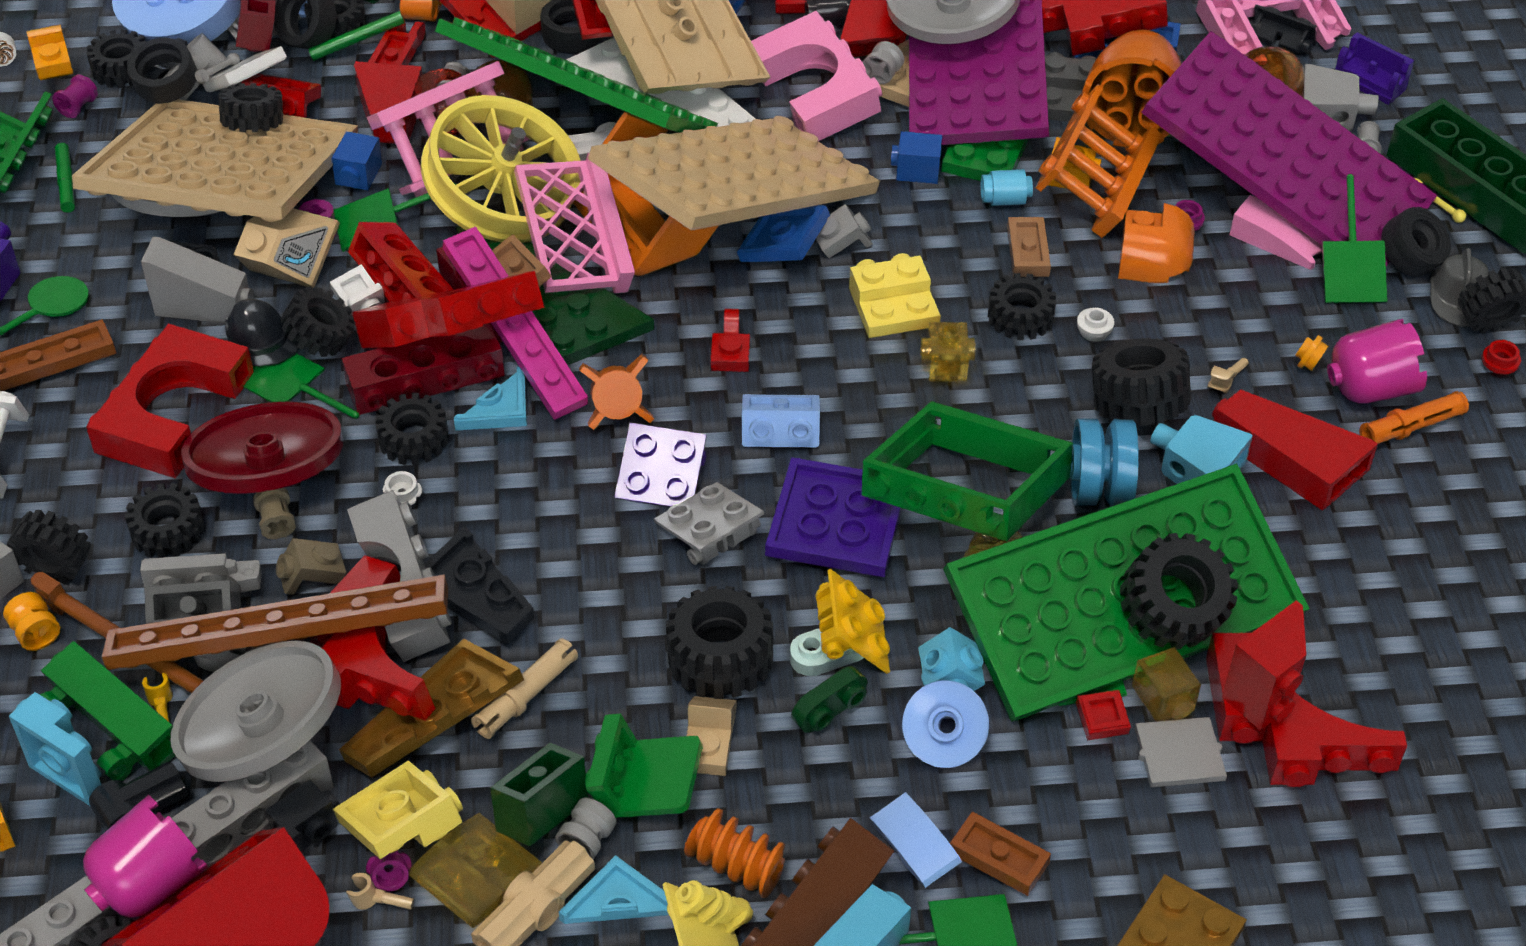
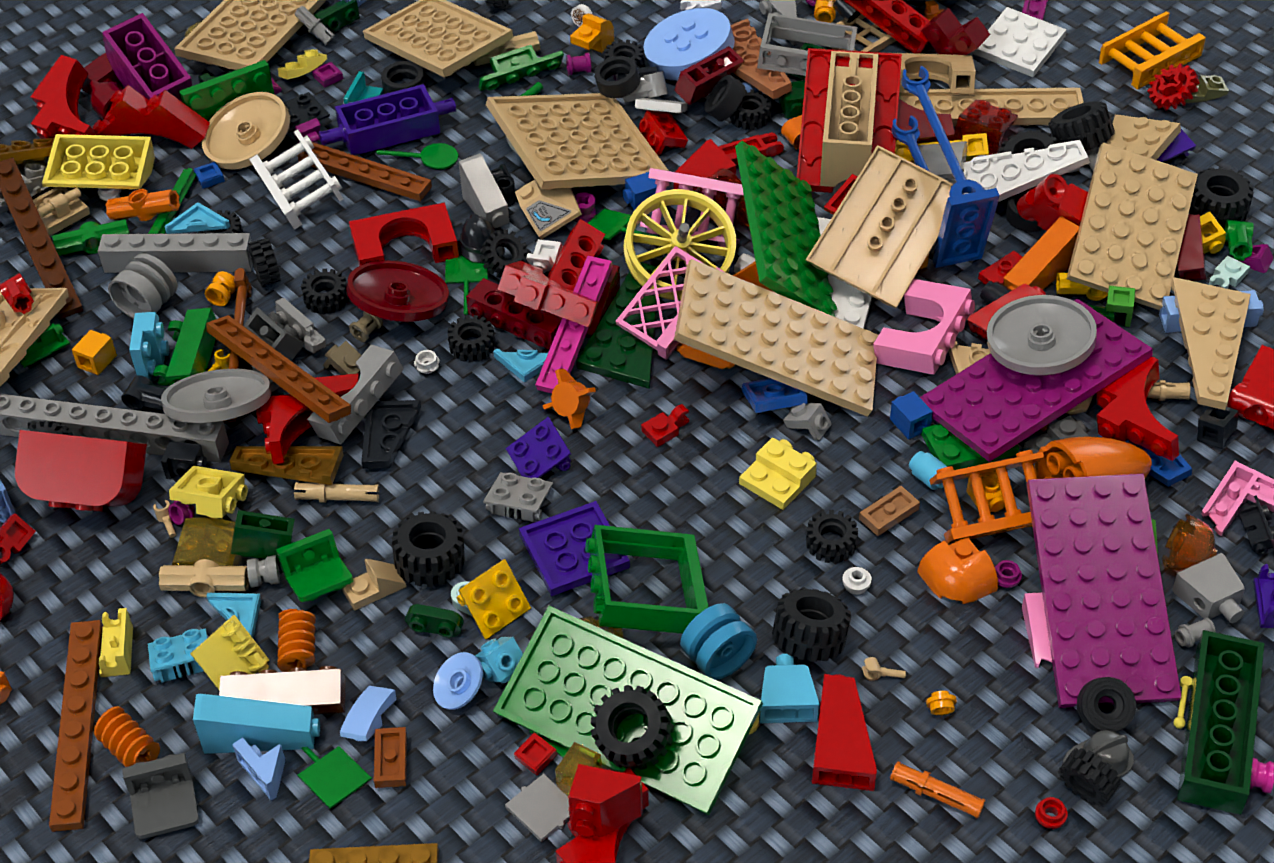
camera: 55 degrees right, 0 degrees up
(140, 862) = (87, 410): dark pink cylinder -> none
(203, 75) = (632, 93): light grey hinge -> none
(250, 107) = (628, 125): black tyre -> none
(356, 35) = (740, 127): green bar -> none
(518, 259) = (616, 300): medium nougat plate -> none
(780, 420) = (625, 479): light blue bracket -> none
(884, 61) = (966, 347): light grey wheel -> none
(948, 351) = (749, 521): clear yellow brick -> none
(1354, 268) = (1046, 685): green piece -> none
(1378, 363) = (956, 740): dark pink cylinder -> none

